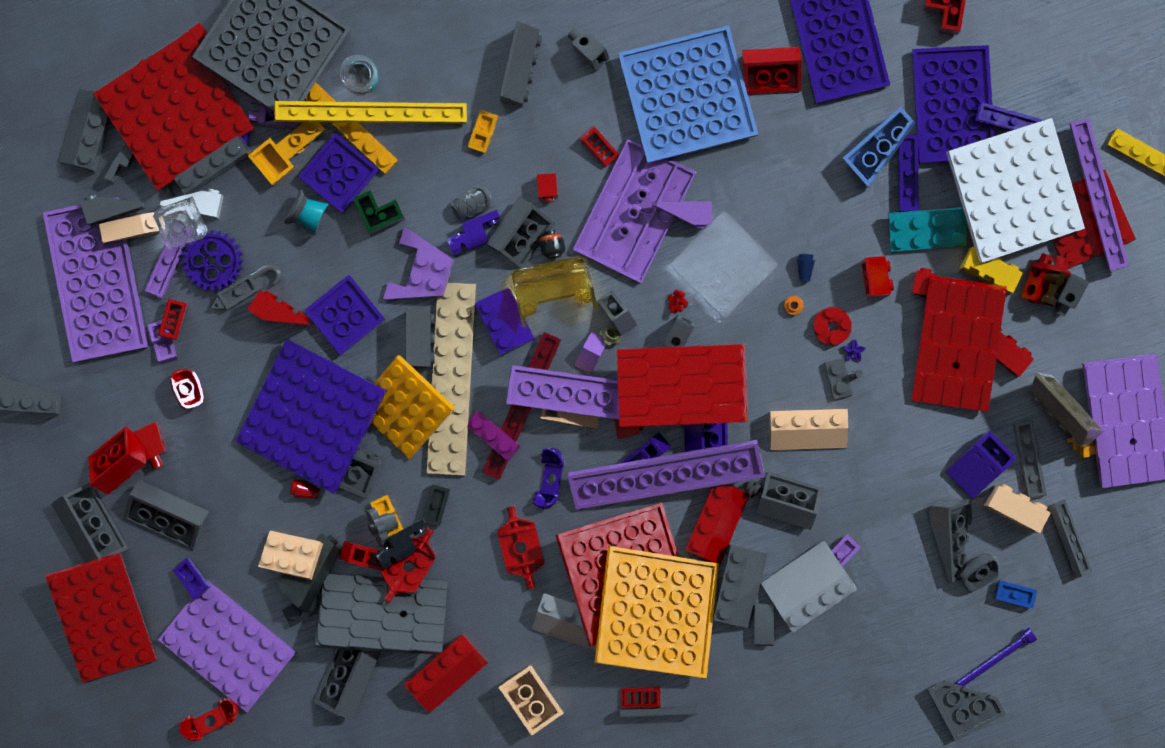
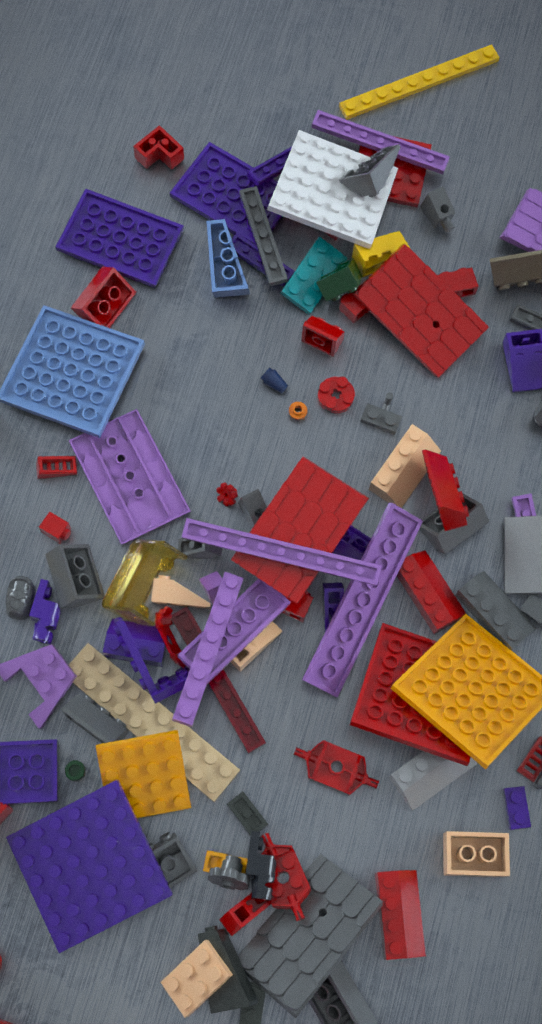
camera: 55 degrees left, 15 degrees down
(303, 490) = (147, 923): red cone -> none
(372, 350) = (75, 770): none -> dark green tile
(486, 371) = (165, 685): none -> dark purple bracket
(493, 435) = (225, 719): magenta plate -> none
(532, 331) = (162, 623): none -> red piece
(534, 384) = (207, 649): none -> medium lavender plate
(552, 244) = (104, 557): pearl dark grey head -> none
(553, 465) = (284, 686): dark purple piece -> none
(563, 320) = (172, 593): none -> light nougat slope
(592, 707) = (517, 808): none -> dark purple plate
(610, 336) = (214, 565): olive plate -> none
(649, 385) = (281, 551): none -> medium lavender plate
(692, 212) = (162, 434): medium lavender slope -> none
(724, 264) = (225, 438): clear plate -> none
(753, 487) = (422, 542): dark grey plate -> none
(806, 476) = (445, 490): none -> red slope
(854, 350) = (367, 392): dark purple plant -> none
(929, 160) = (263, 236): none -> dark grey plate
(934, 258) = (341, 280): none -> dark green brick
(1044, 275) = (412, 216): red hips -> none
(1049, 214) = (371, 174): none -> dark grey wedge

